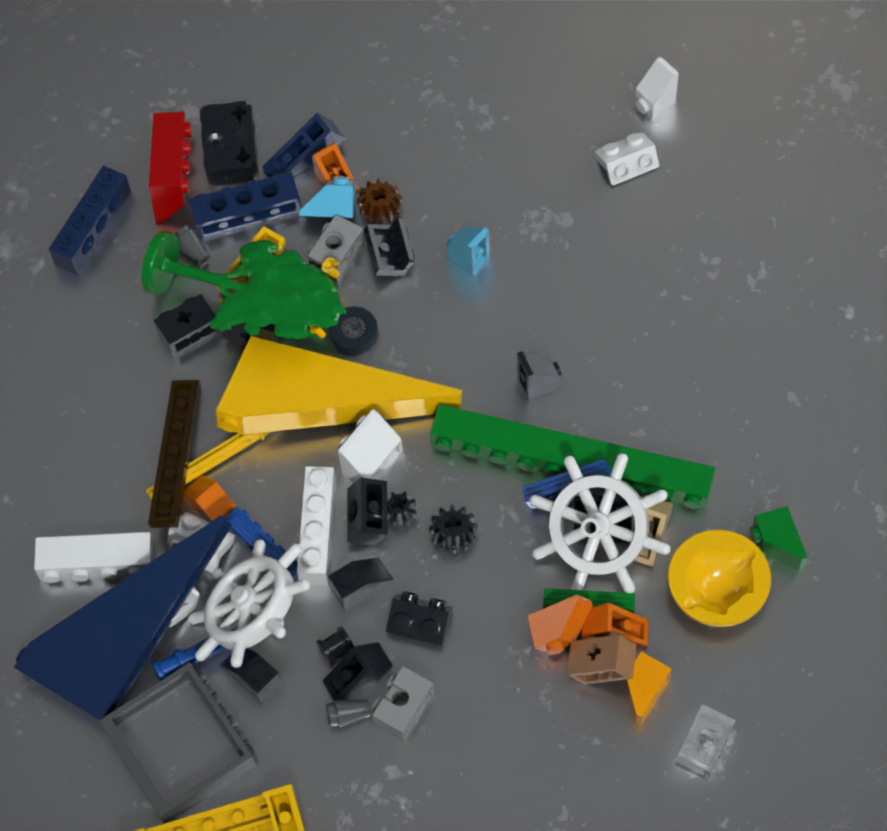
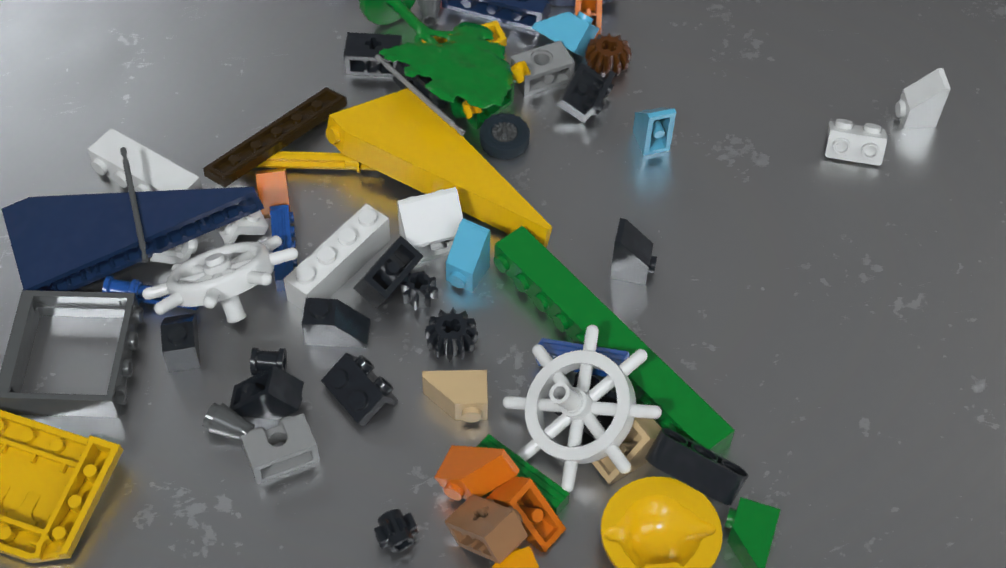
camera: 30 degrees right, 10 degrees down
(133, 593) = (141, 240): none -> dark grey piece
(264, 341) = (430, 104): none -> light grey piece
(418, 457) = (468, 256): none -> medium azure slope
(497, 571) = (458, 393): none -> tan slope
(537, 705) = (396, 530): none -> black gear
(709, 513) = (696, 466): none -> black beam

